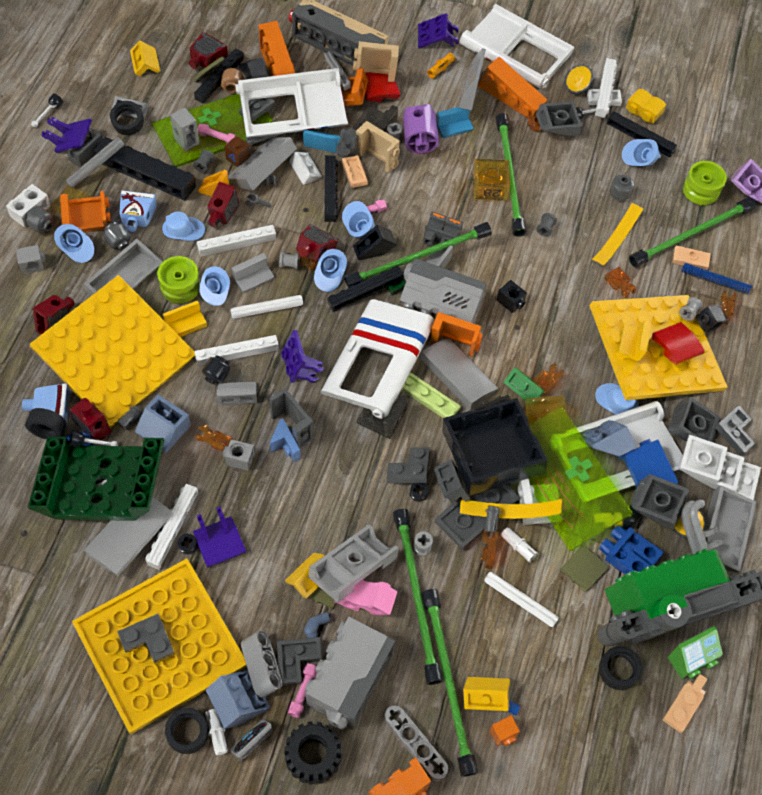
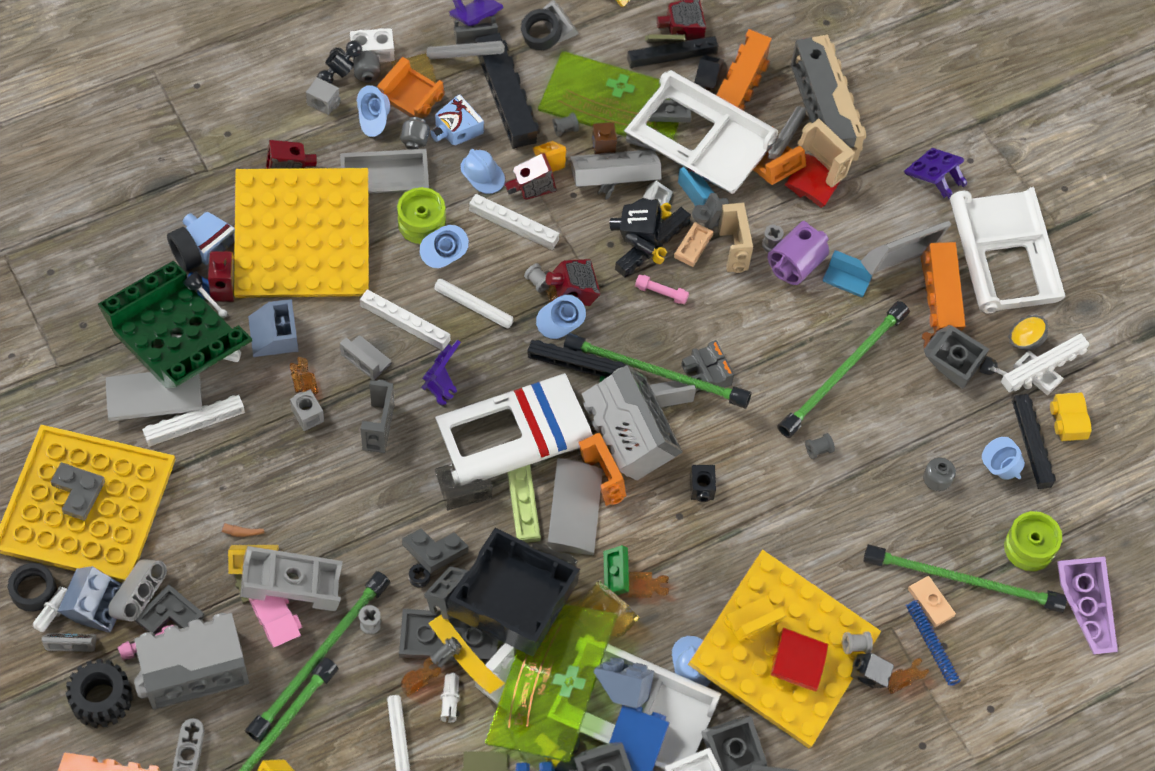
camera: 45 degrees right, 0 degrees up
(19, 230) = (339, 61): none -> black piece
(129, 417) = (256, 301): dark grey pin -> none
(184, 129) = (574, 80): light grey brick -> none
(185, 319) = (391, 256): yellow panel -> none
(193, 544) = (187, 439): black bush -> none
(204, 130) = (598, 95): bright pink bar -> none
(216, 369) = (367, 321): black head -> none
(218, 541) = (214, 464): dark purple plate -> none
(230, 78) = (677, 62): medium nougat head -> none
(252, 273) = (494, 263): light grey panel -> none
(254, 199) = (572, 200): dark grey hand -> none
(277, 569) = (237, 531): none -> nougat helmet
(283, 438) = (352, 427): medium blue slope -> none
(313, 624) = (212, 599): sand blue arm -> none
(319, 182) = (642, 224): none -> black torso
(357, 219) = (639, 293): light blue piece -> none
(374, 243) = (633, 326): black slope -> none
(378, 118) = (767, 211): clear smoke bracket -> none
(434, 70) = (918, 207): light orange pin -> none
(491, 179) = (812, 357): clear yellow brick -> none
(619, 234) = (879, 519): yellow sticker -> none
(619, 280) = (830, 558): clear orange plate -> none

